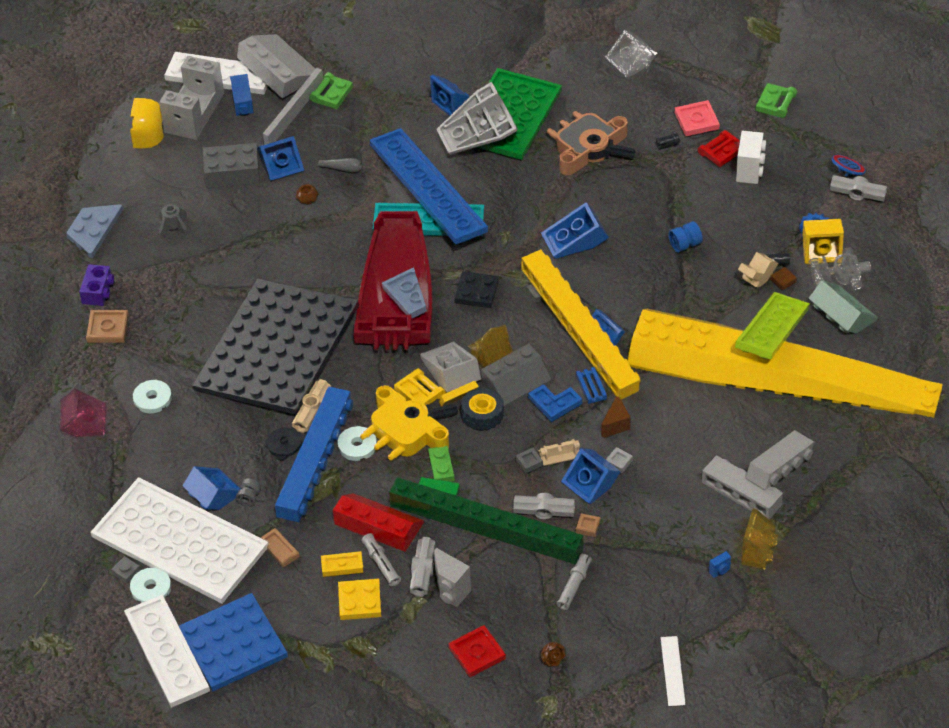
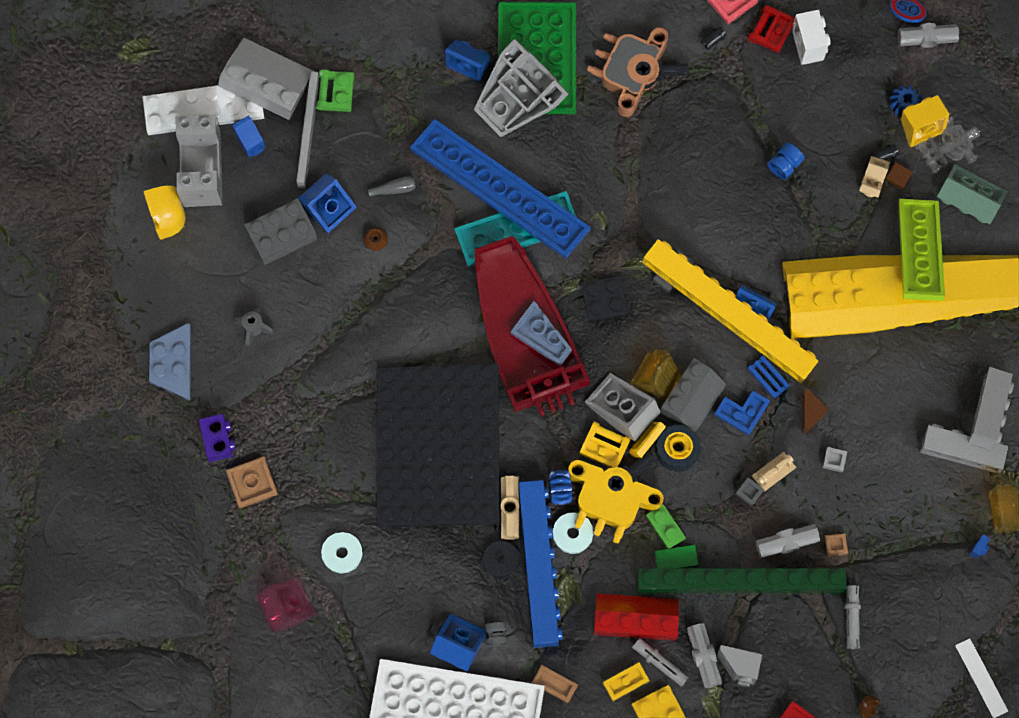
camera: 25 degrees left, 25 degrees up
(363, 402) = (560, 487): none -> blue gear
(575, 232) = (672, 194): blue slope -> none
(590, 475) = (816, 489): blue slope -> none

